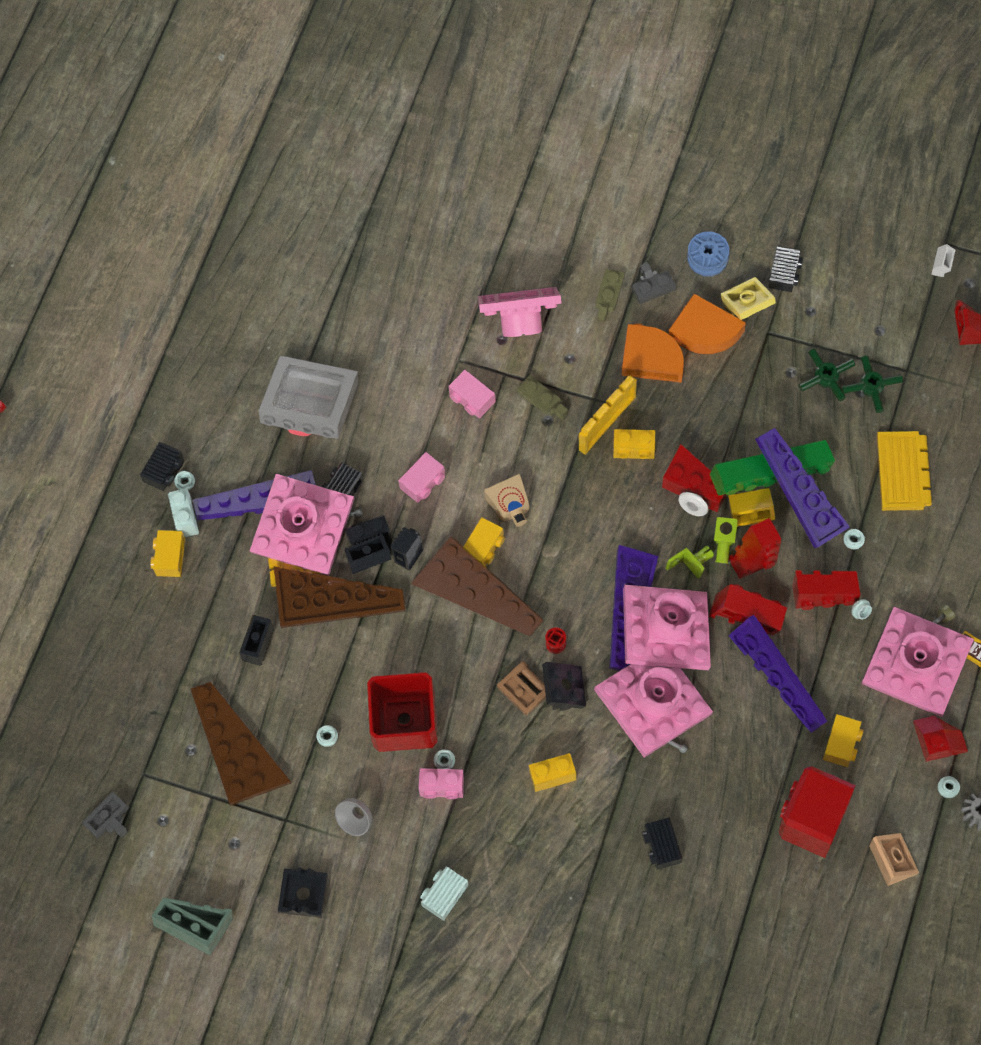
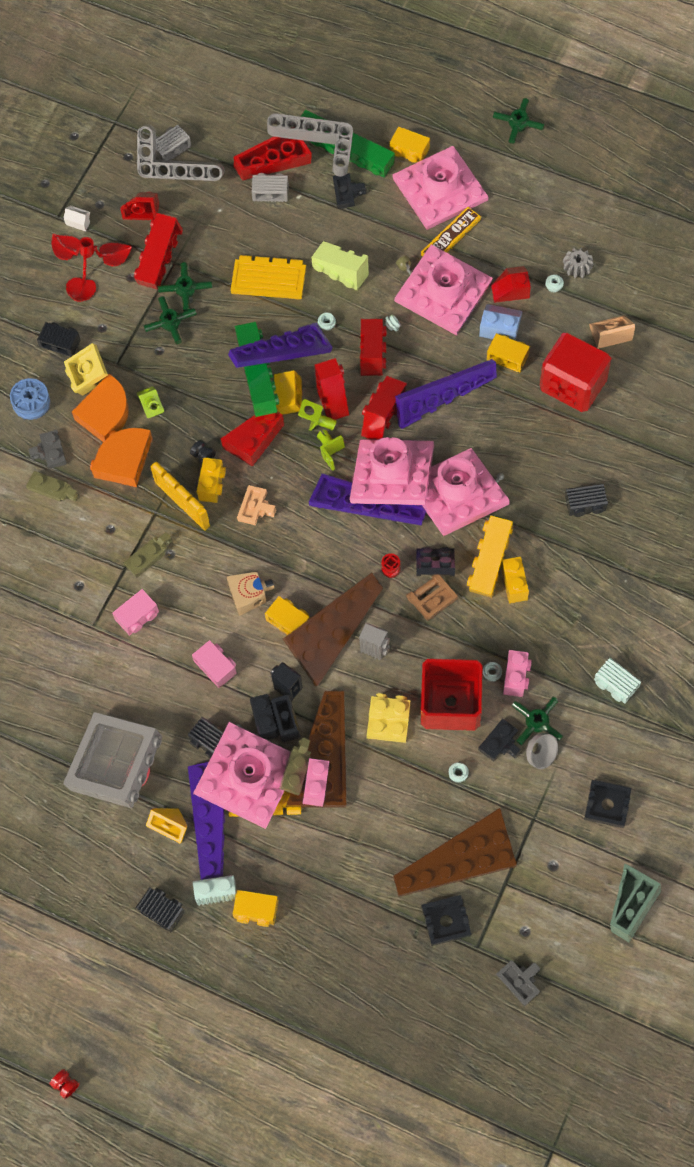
camera: 85 degrees left, 0 degrees up
(166, 724) = (456, 910): none -> black piece
(184, 475) = (175, 884): light aqua plate -> none
(253, 461) = (168, 823): none -> yellow slope
(256, 640) = (359, 826): black brick -> none
(296, 589) = (316, 782): none -> bright pink brick
(310, 569) = (296, 768): none -> olive hinge
(365, 776) = (500, 741): none -> black hinge
(380, 657) = (388, 718): none -> light yellow plate
(390, 818) = (537, 714): none -> dark green bar
(460, 630) = (374, 641): none -> light grey brick
(520, 309) = (57, 555): bright pink piece -> none
(581, 742) = (490, 556): none -> yellow wedge
(611, 493) = (255, 506): none -> light nougat hinge
(668, 432) = (201, 451): none -> black wheel
(693, 504) = (277, 437): white piece -> none
(722, 370) = (150, 402): none -> lime bracket
(884, 729) = (500, 321): none -> light blue slope
(903, 259) = (67, 246): none -> red plant
(911, 348) = (157, 250): none -> red wedge
(927, 542) = (341, 265): none -> yellowish green wedge

